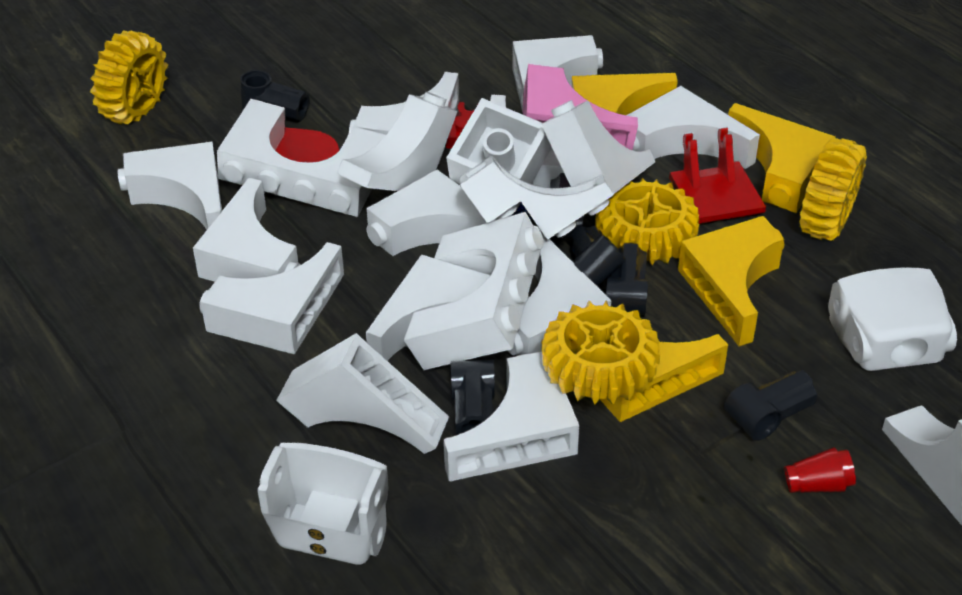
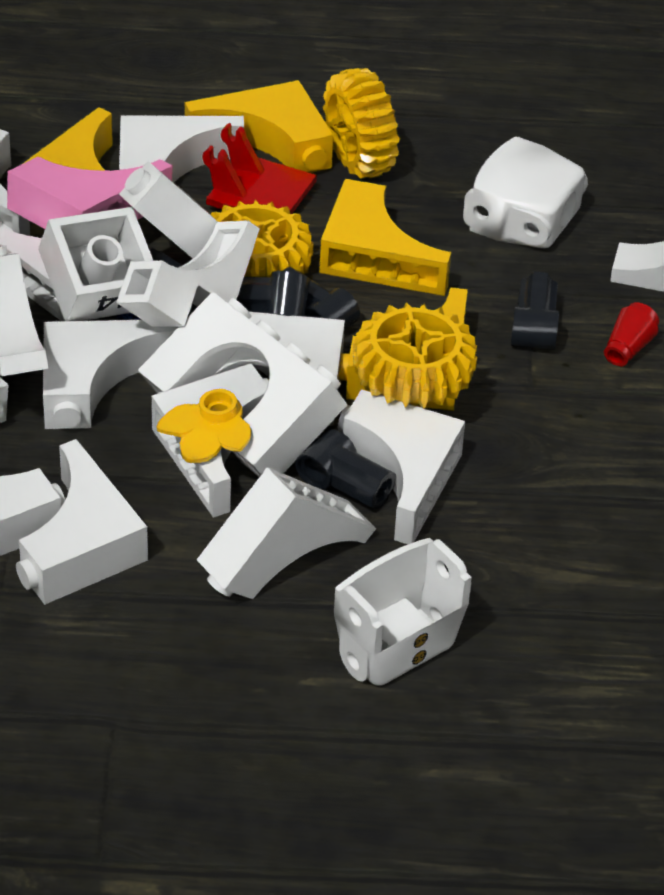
camera: 55 degrees left, 0 degrees up
(410, 294) = (207, 426): none -> yellow plate

